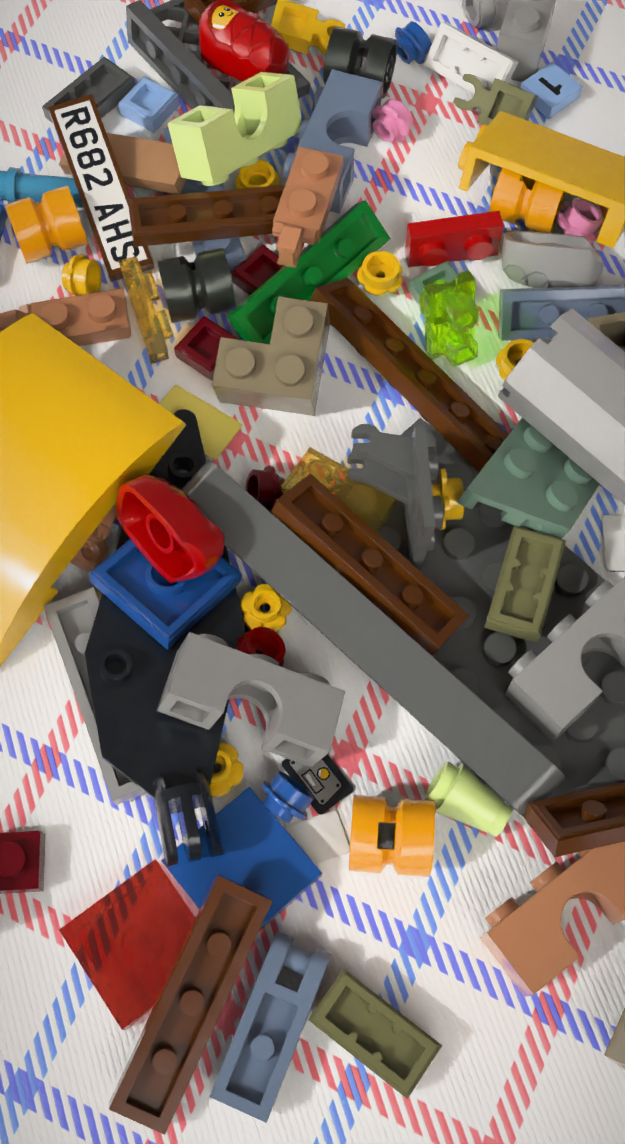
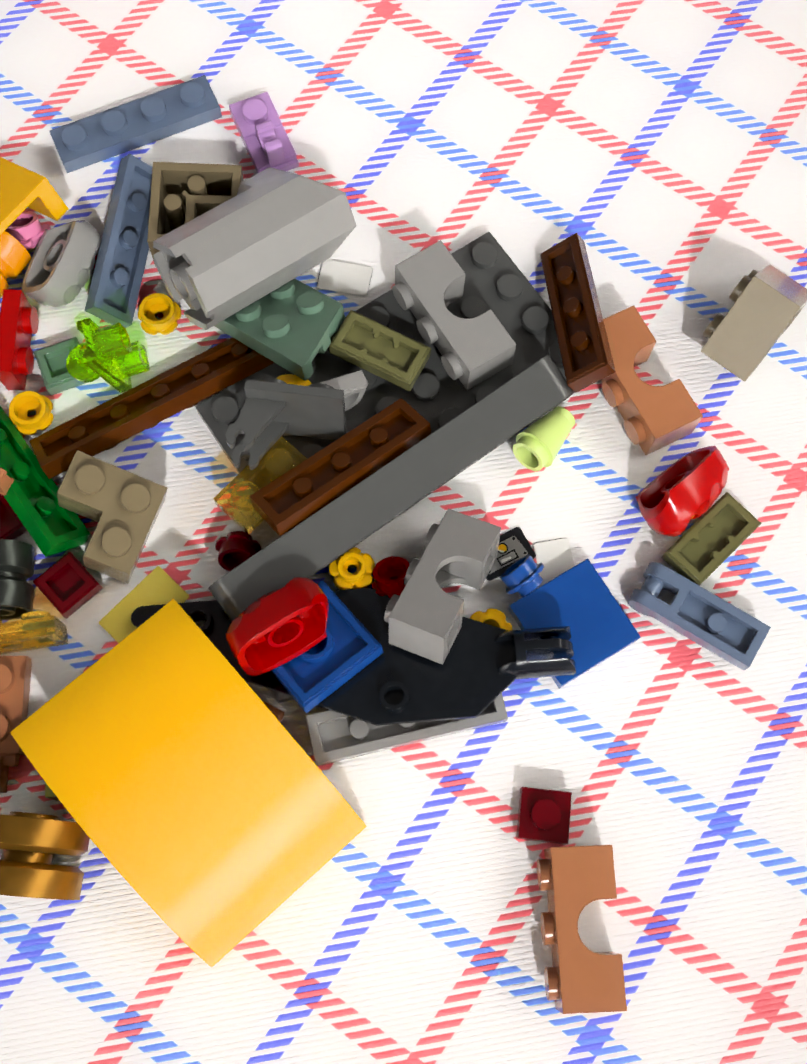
camera: 85 degrees left, 5 degrees up
(131, 941) = (623, 713): clear red tile -> none
(189, 1004) = (679, 671): reddish brown plate -> none
(412, 836) = (568, 497): light orange wheel -> none
(430, 985) = (683, 491): none -> red piece
(458, 547) = (353, 386): none -> light grey tile

